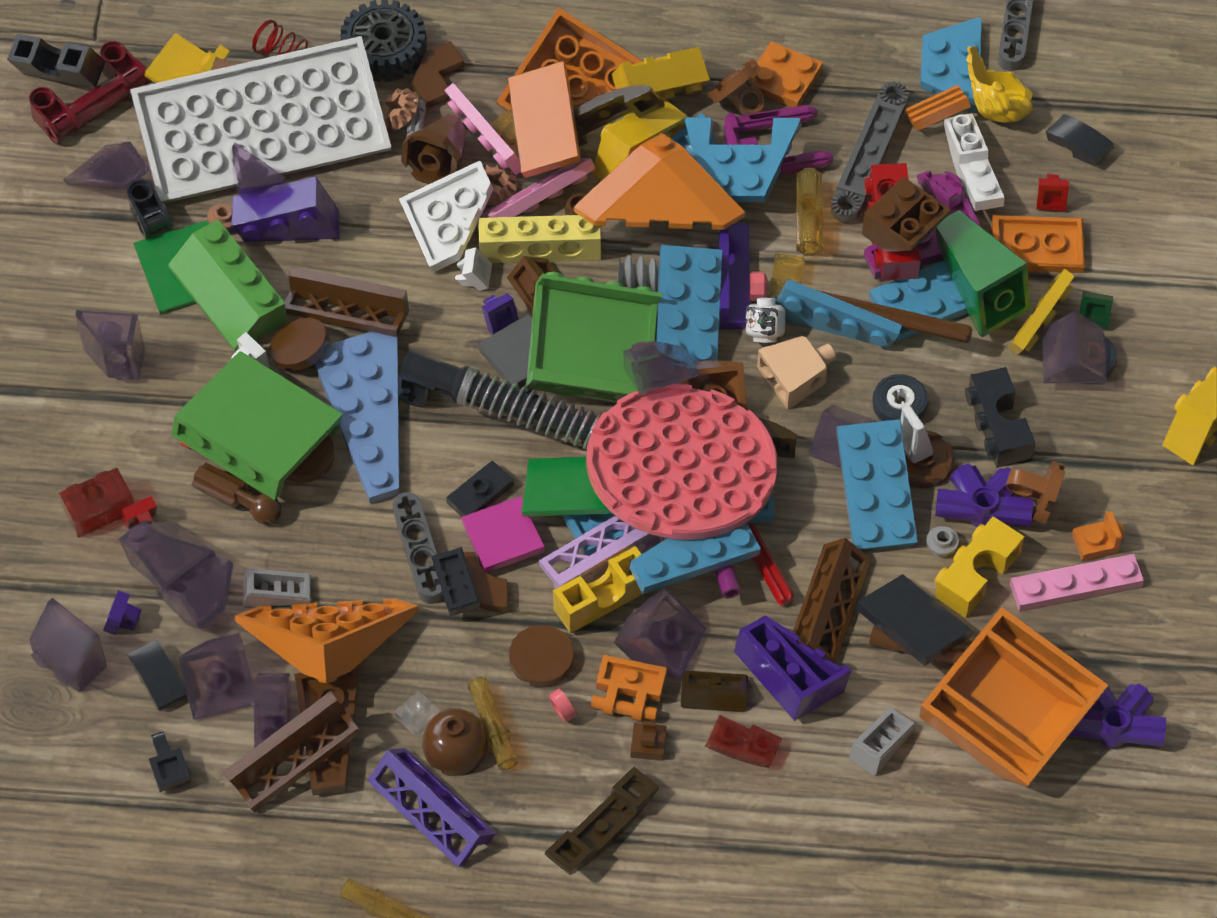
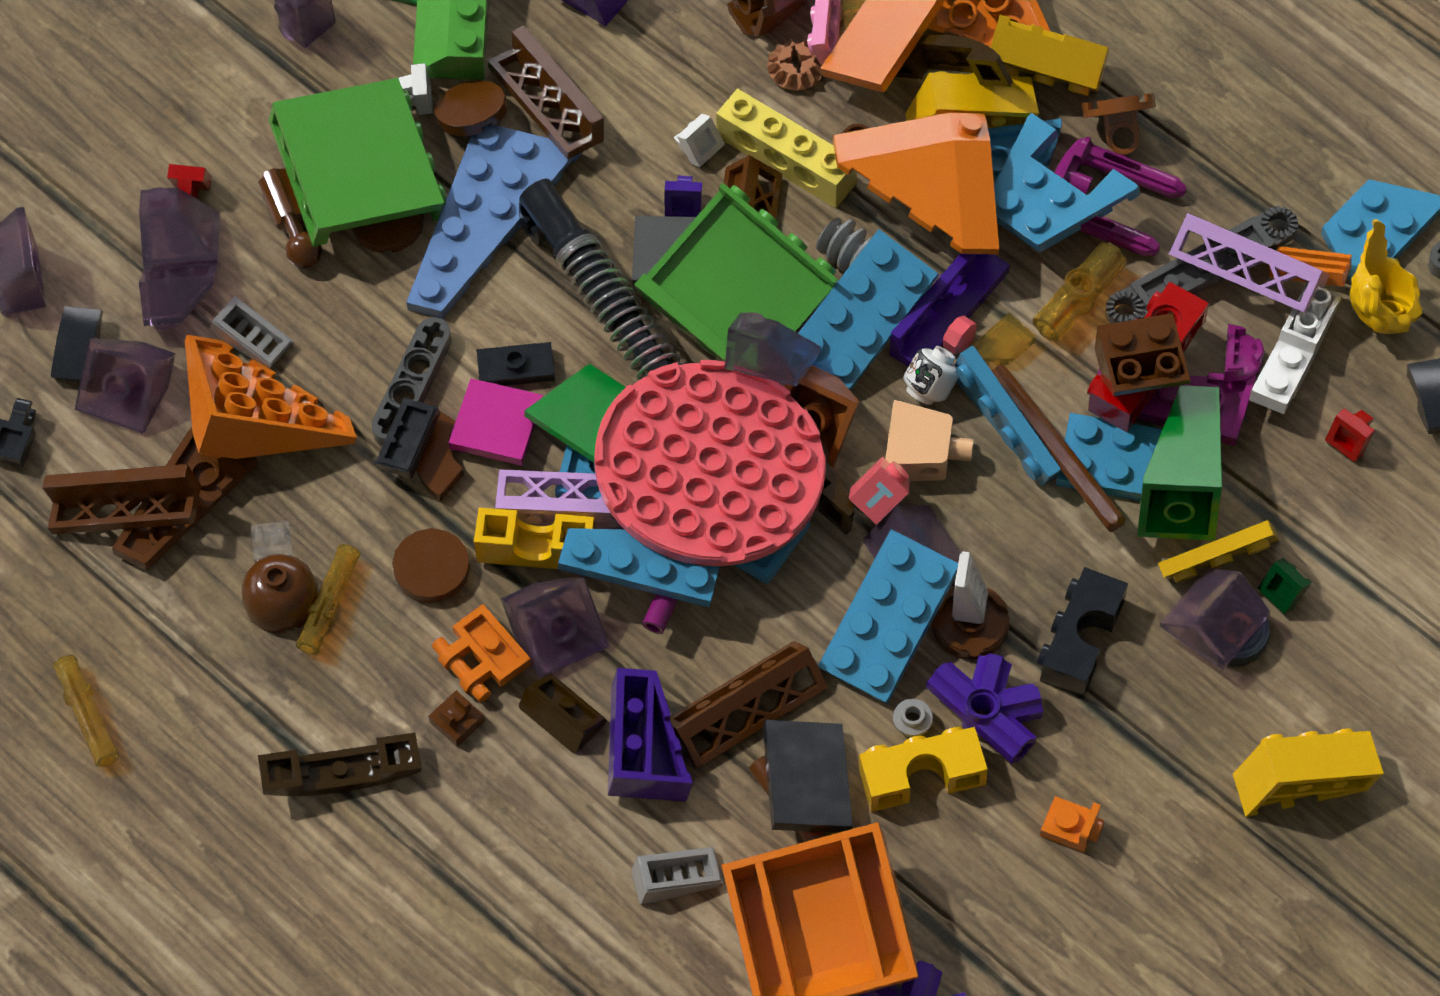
camera: 40 degrees right, 5 degrees up
(88, 515) = (141, 143): clear red brick -> none
(121, 614) = (91, 264): dark purple tile -> none
(271, 704) = (147, 438): slope -> none
(438, 797) = (213, 633): dark purple fence -> none
(447, 213) = (718, 61): white plate -> none
(547, 187) = (844, 100): bright pink plate -> none
(562, 705) = (404, 626): coral tile -> none
(744, 744) = (542, 782): clear red slope -> none
(771, 572) = (719, 623): red axle -> none
(786, 74) = (1187, 132): orange plate -> none
(800, 410) = (880, 489): none -> coral brick
(899, 386) = (1008, 530): black bush -> none
(904, 115) = (1254, 250): none -> lavender fence
(1042, 489) = (1049, 737): dark orange tile -> none
(1043, 242) = (1292, 478): orange tile -> none
(1076, 582) = (1011, 853): bright pink plate -> none

